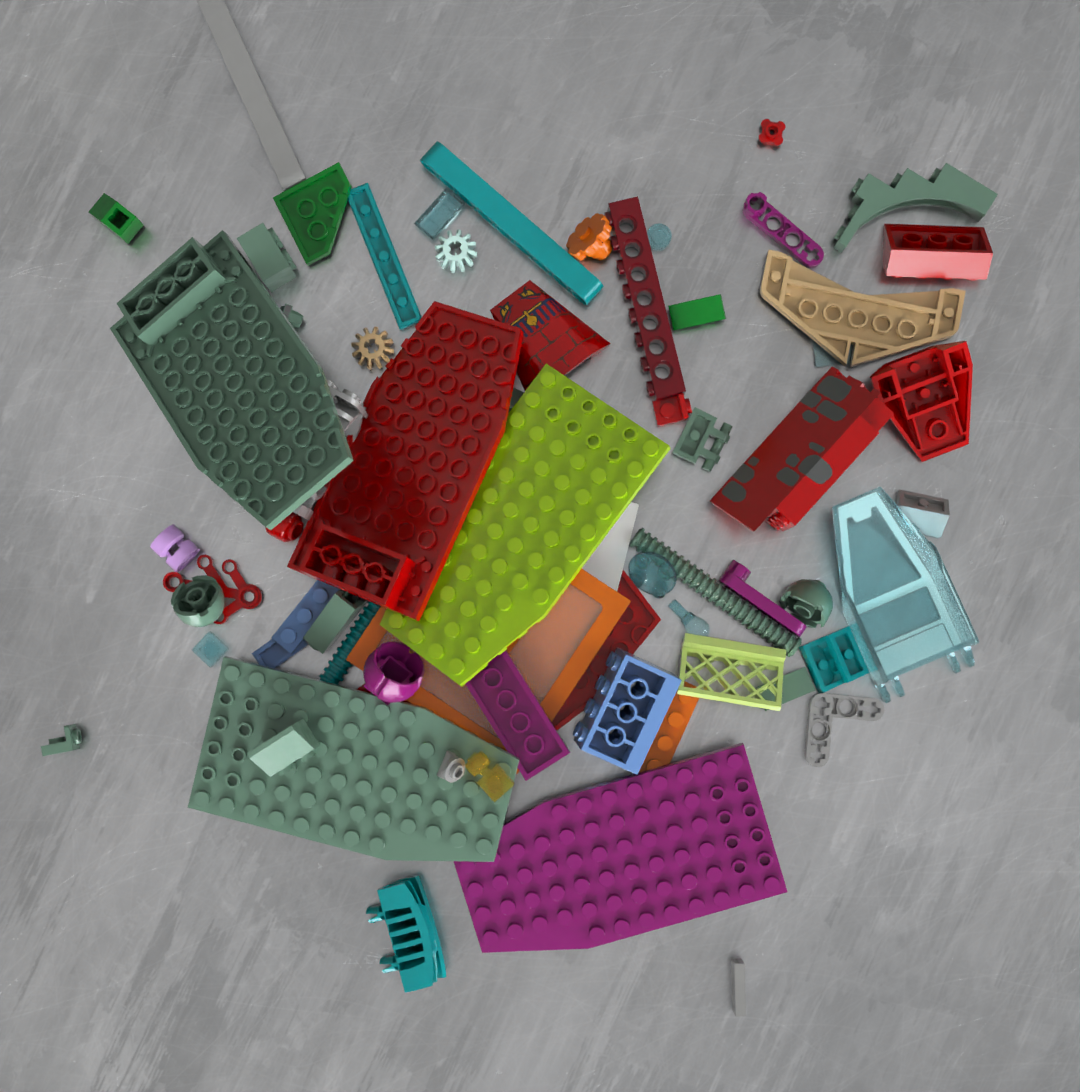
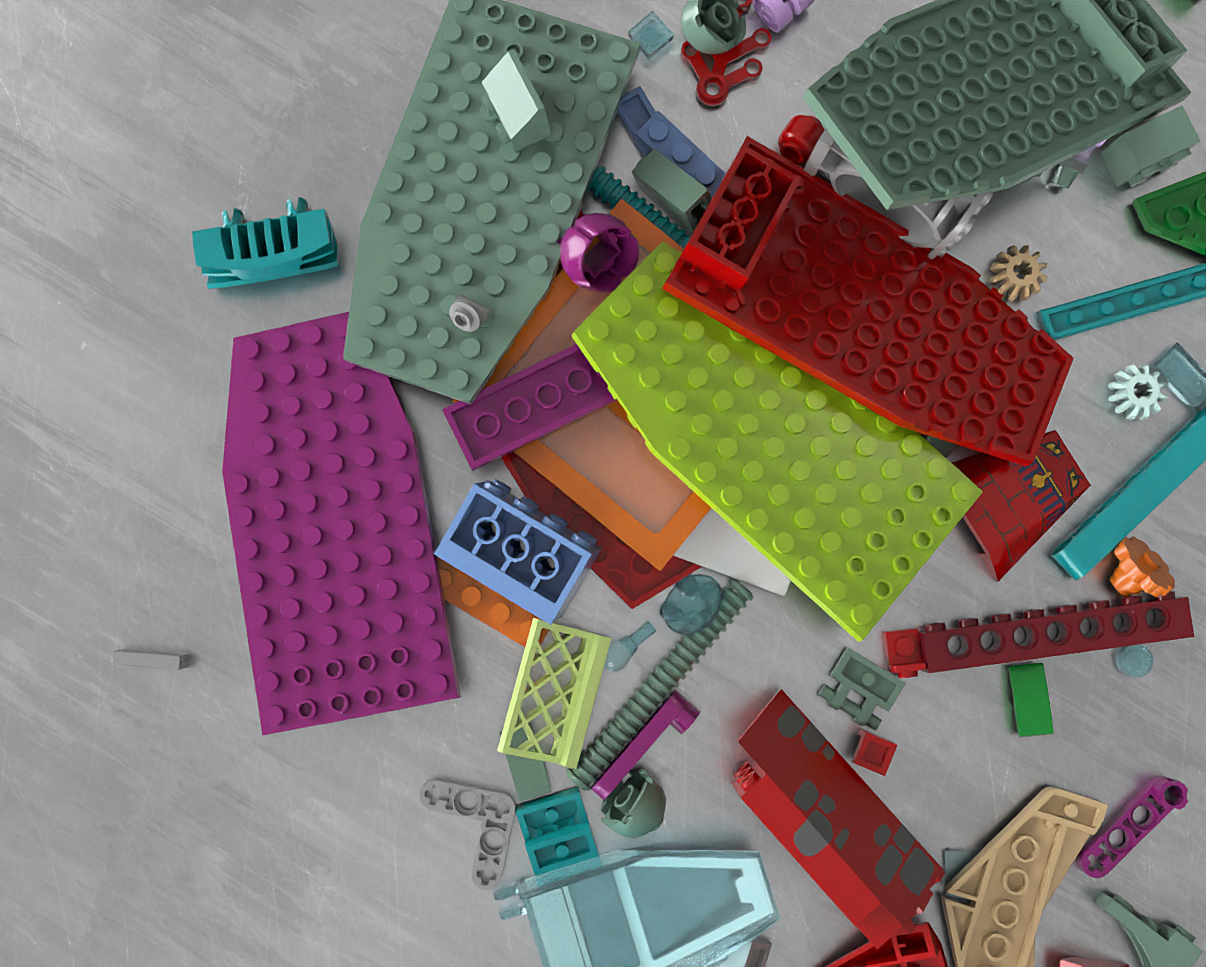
camera: 95 degrees right, 0 degrees up
(494, 781) = (445, 366): clear yellow plate -> none
(749, 426) = (874, 752): none -> red panel

